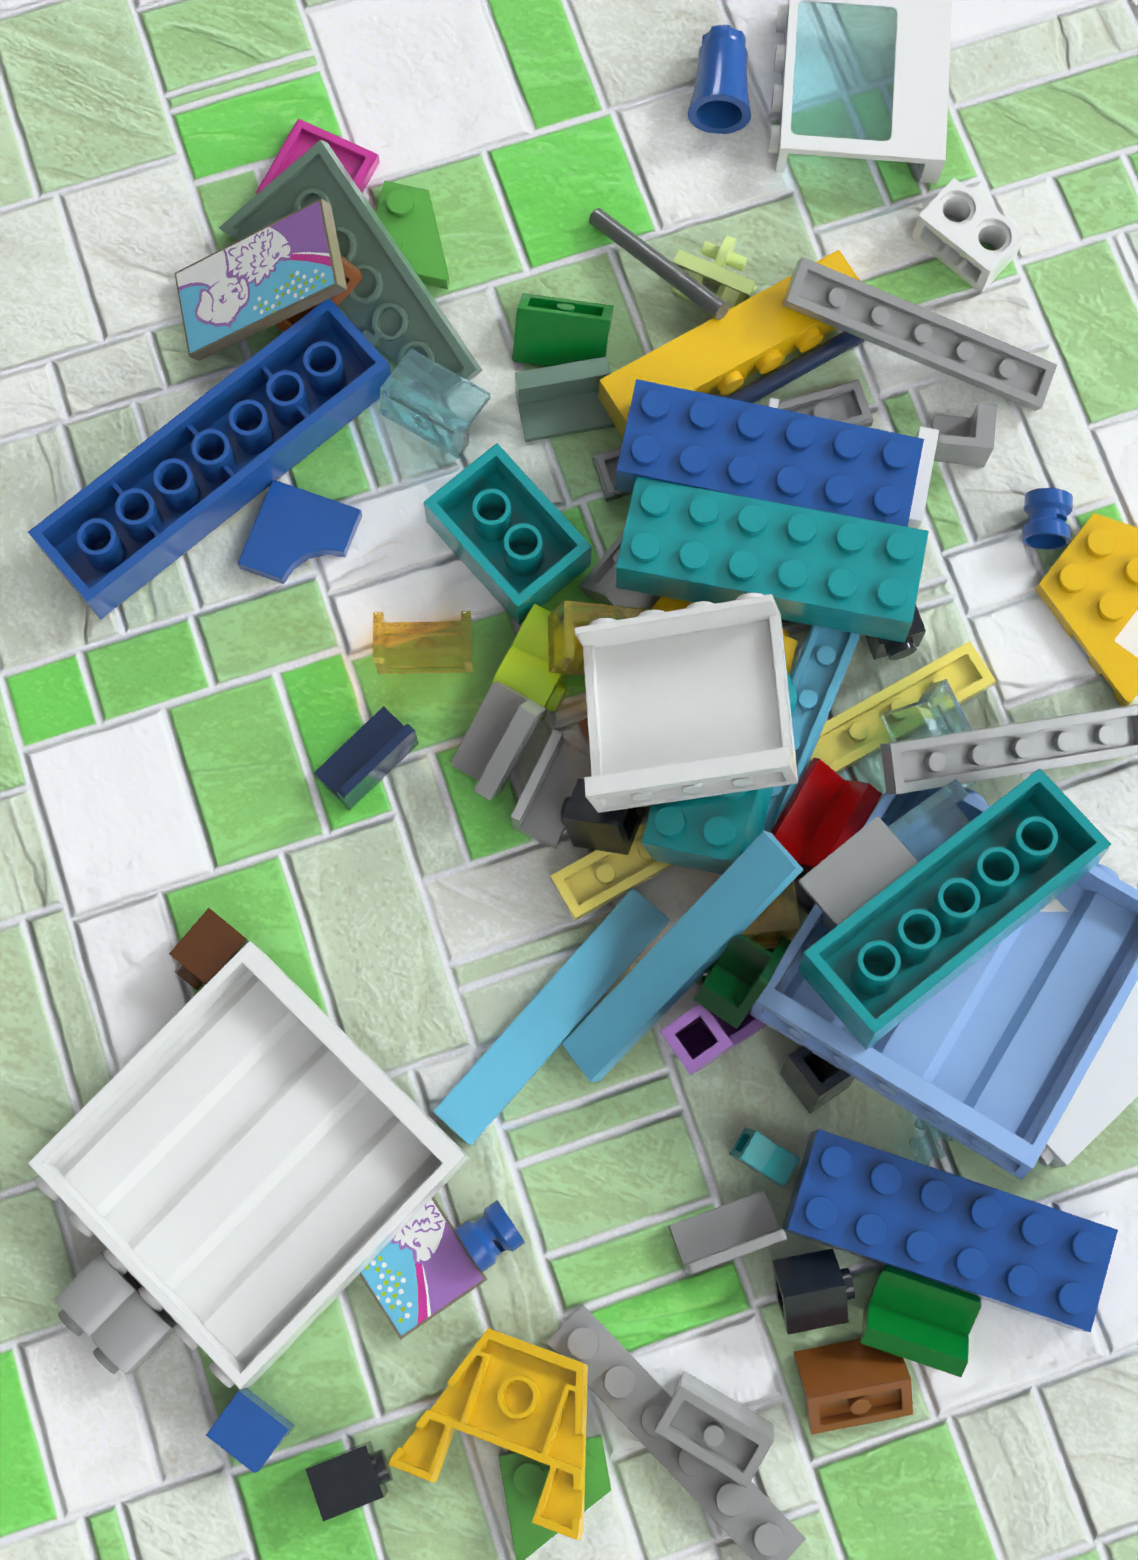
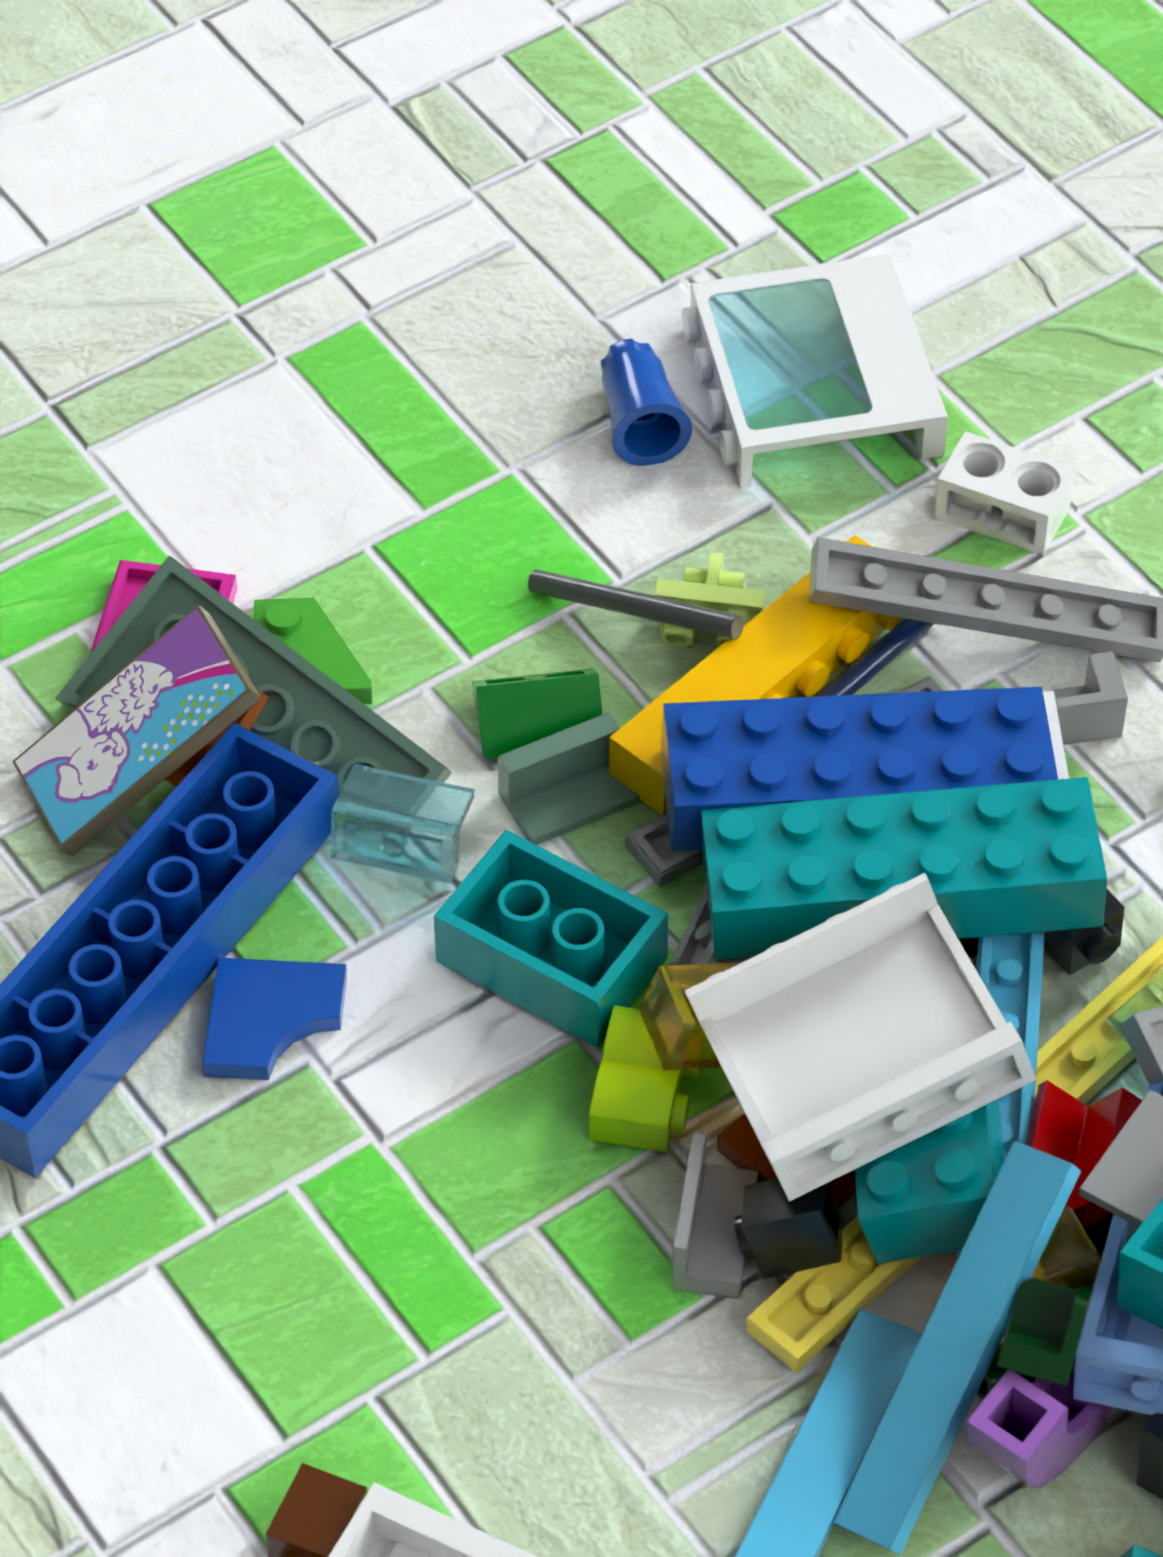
camera: 15 degrees left, 25 degrees down
(367, 757) = (451, 1248): dark blue panel -> none
(423, 646) = (485, 1100): clear yellow panel -> none
(497, 738) = (619, 1173): light grey panel -> none

